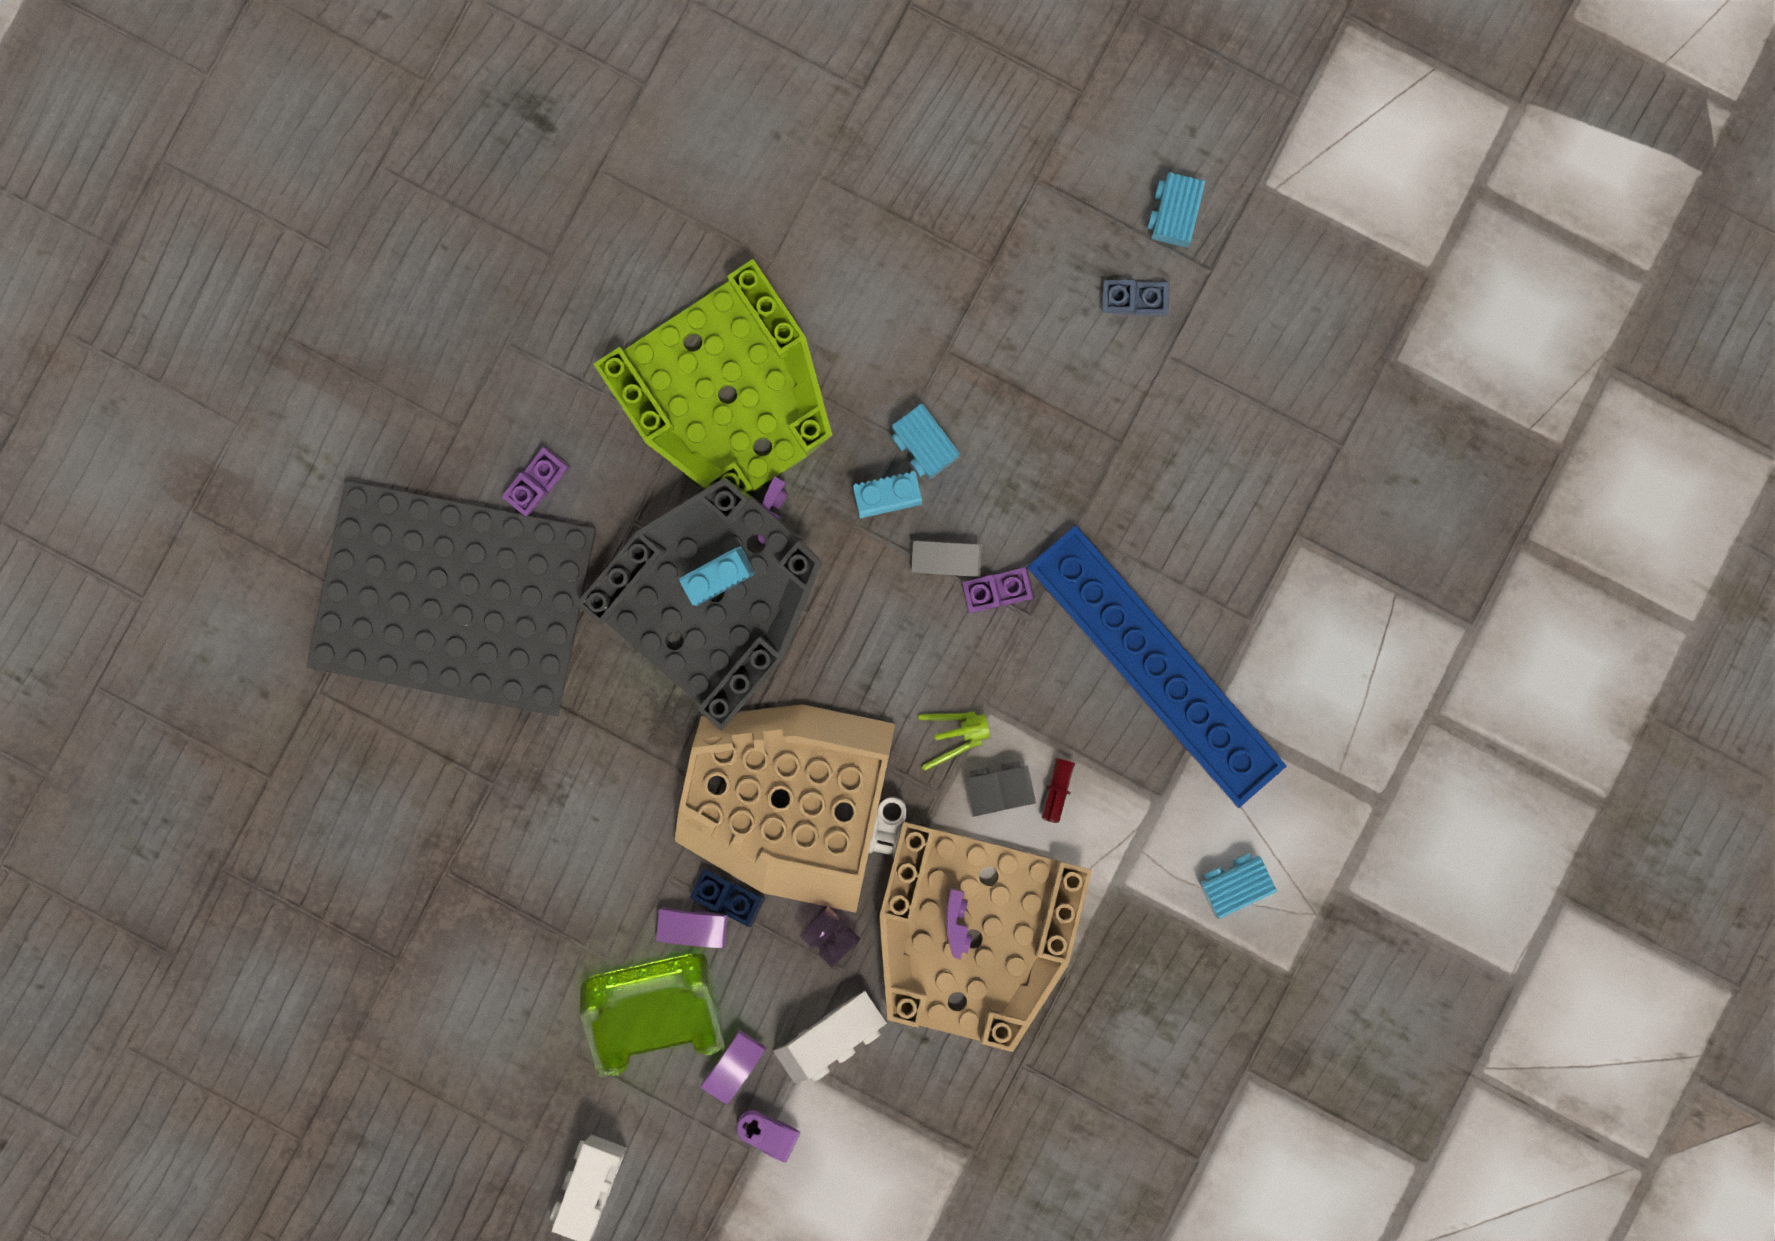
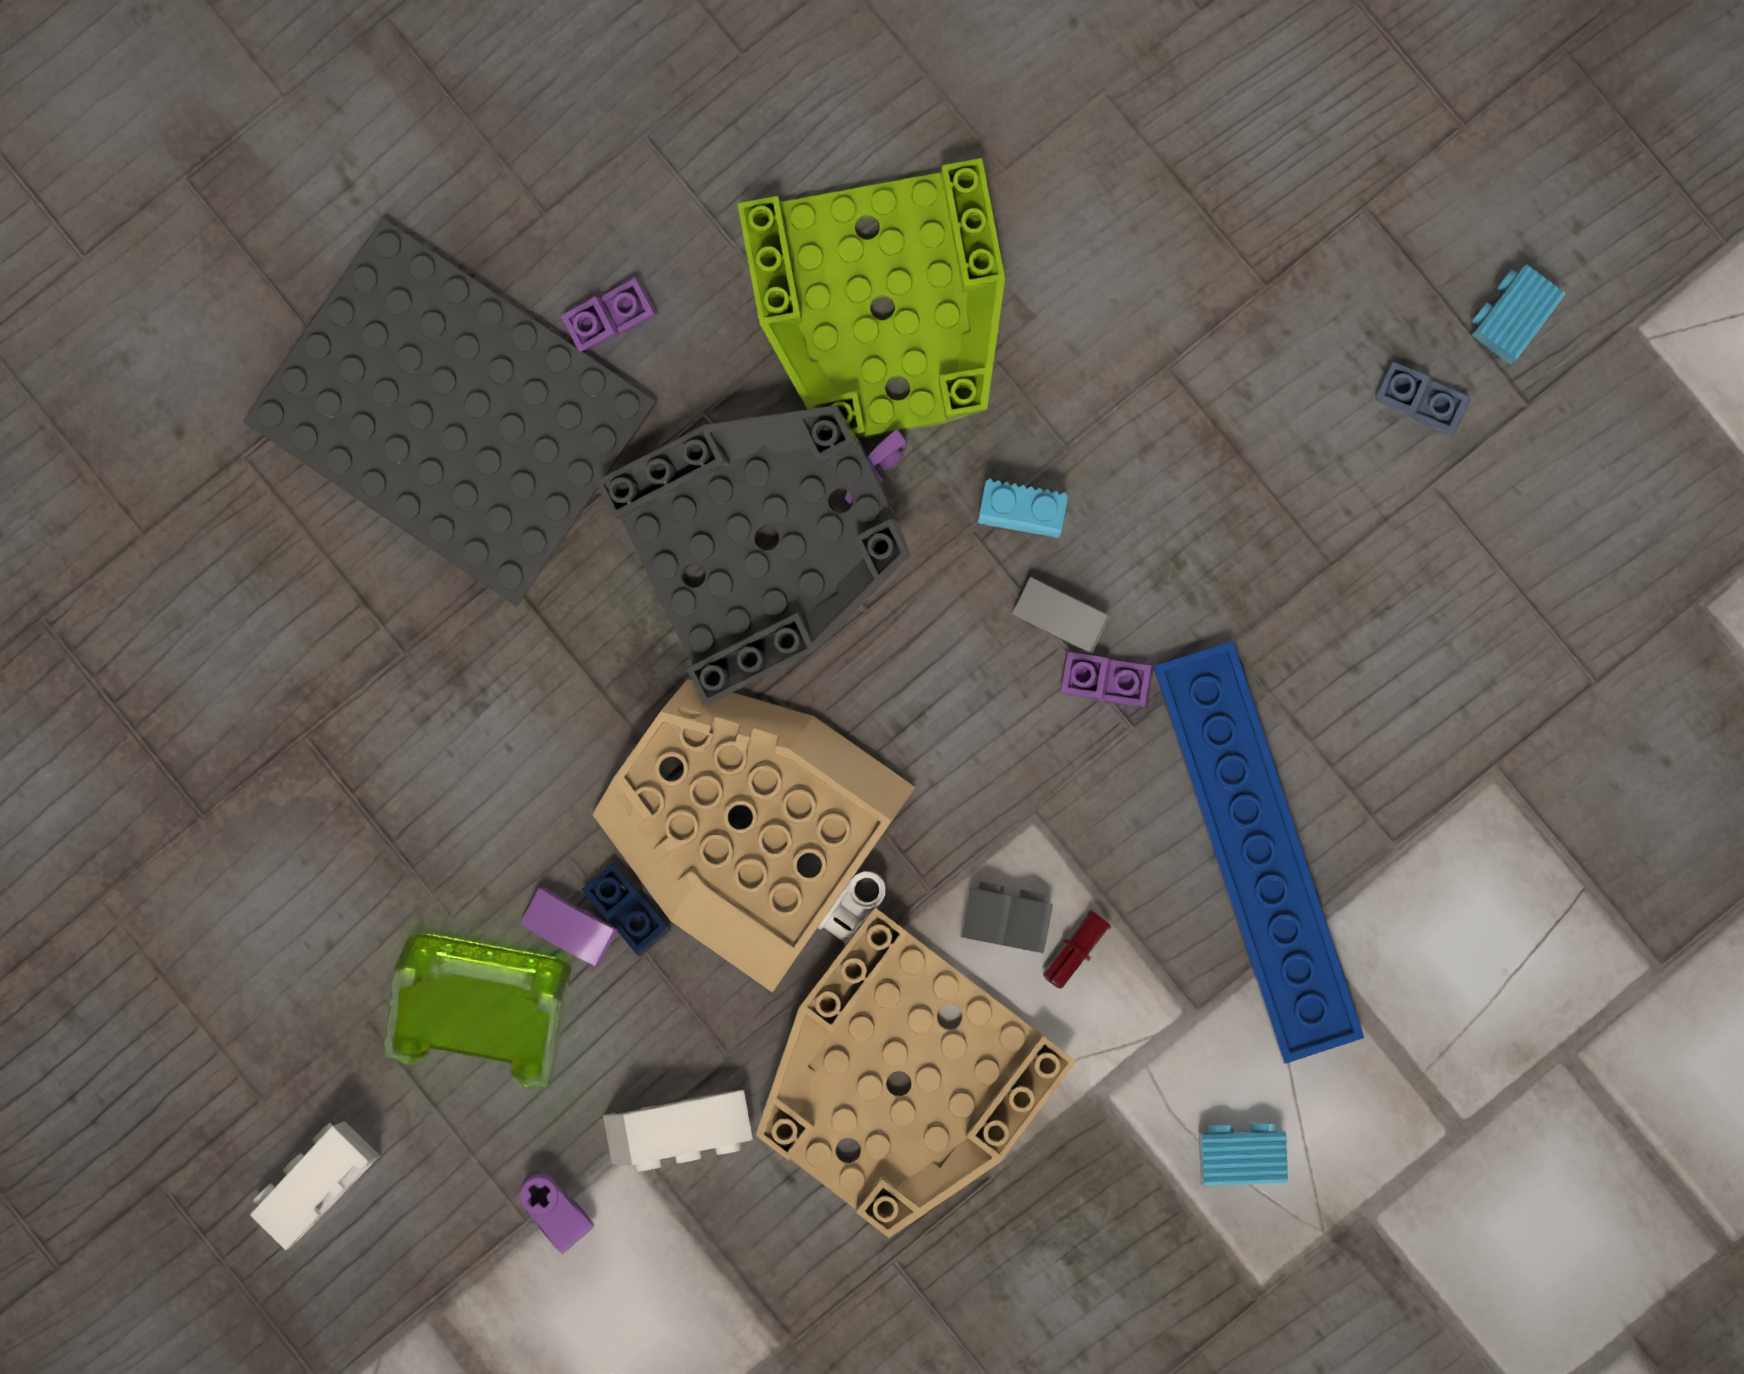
camera: 25 degrees right, 0 degrees up
(717, 576) = (777, 519): medium azure brick -> none
(733, 1067) = (547, 1113): medium lavender slope -> none
(821, 928) = (725, 992): clear purple wheel -> none
(924, 442) = (1094, 465): medium azure brick -> none
(957, 933) = (882, 1068): medium lavender slope -> none
(973, 728) = (1006, 832): lime plant -> none

